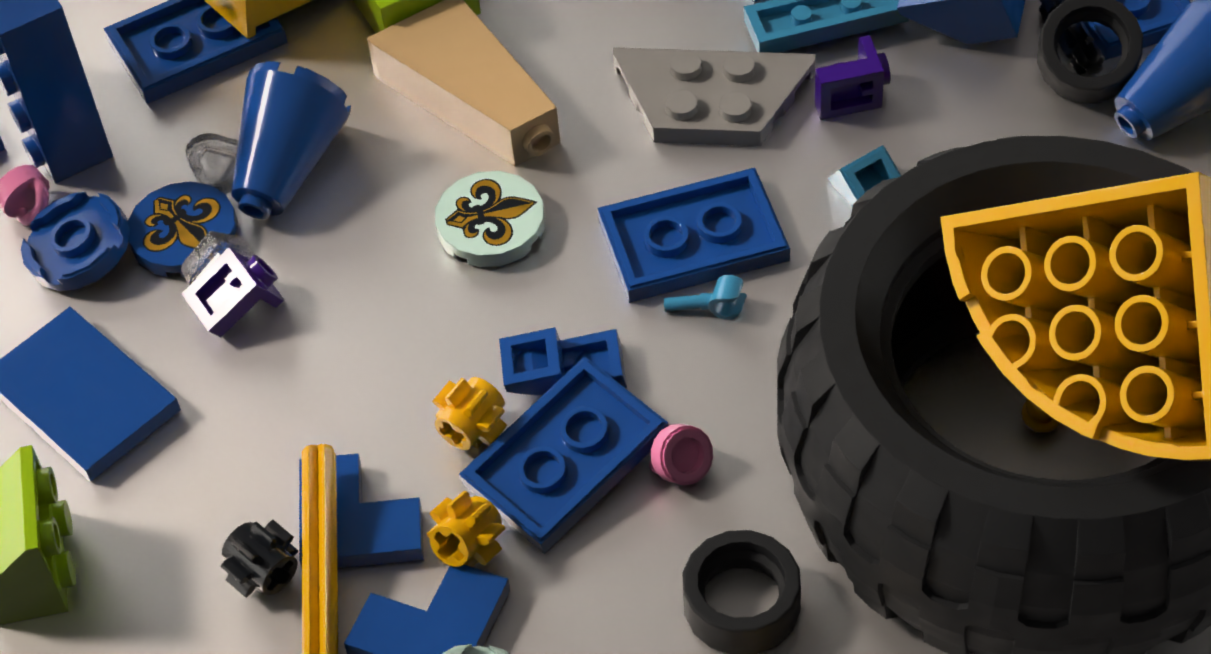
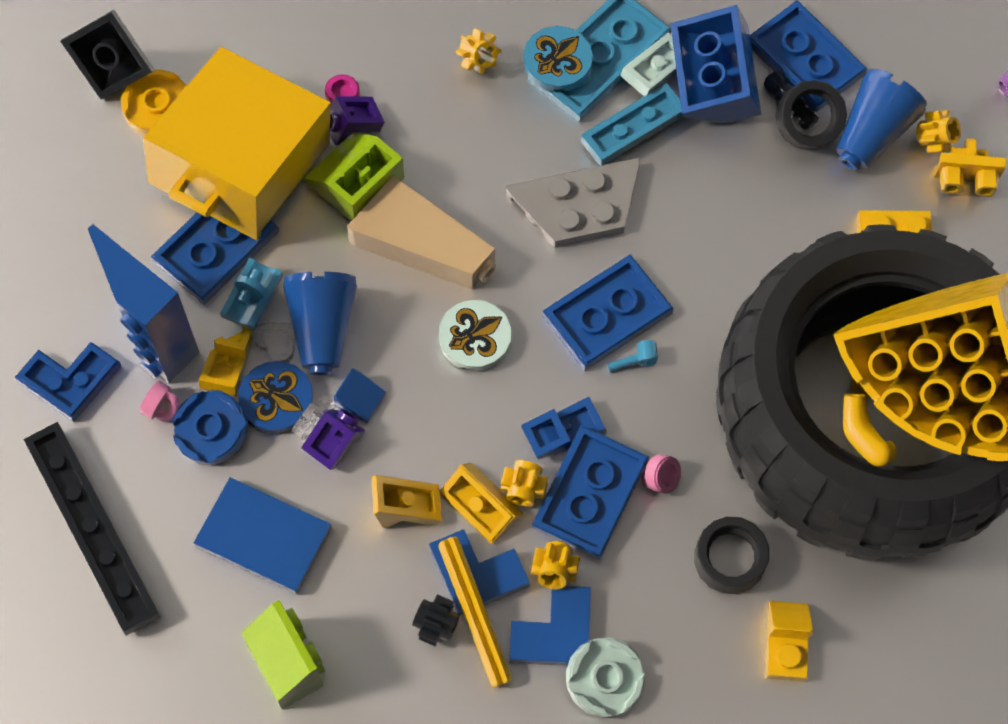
camera: 25 degrees left, 15 degrees up
(140, 172) = (226, 363): none -> yellow slope
(203, 95) = (251, 294): none -> dark azure hips
(279, 385) = (405, 501): none -> yellow slope
(293, 250) = (359, 395): none -> blue slope
(402, 429) = (480, 502): none -> yellow slope
(853, 84) = (670, 176): dark purple bracket -> none
(864, 174) = (703, 244): dark azure slope -> none
(956, 393) = (863, 435): none -> yellow arm

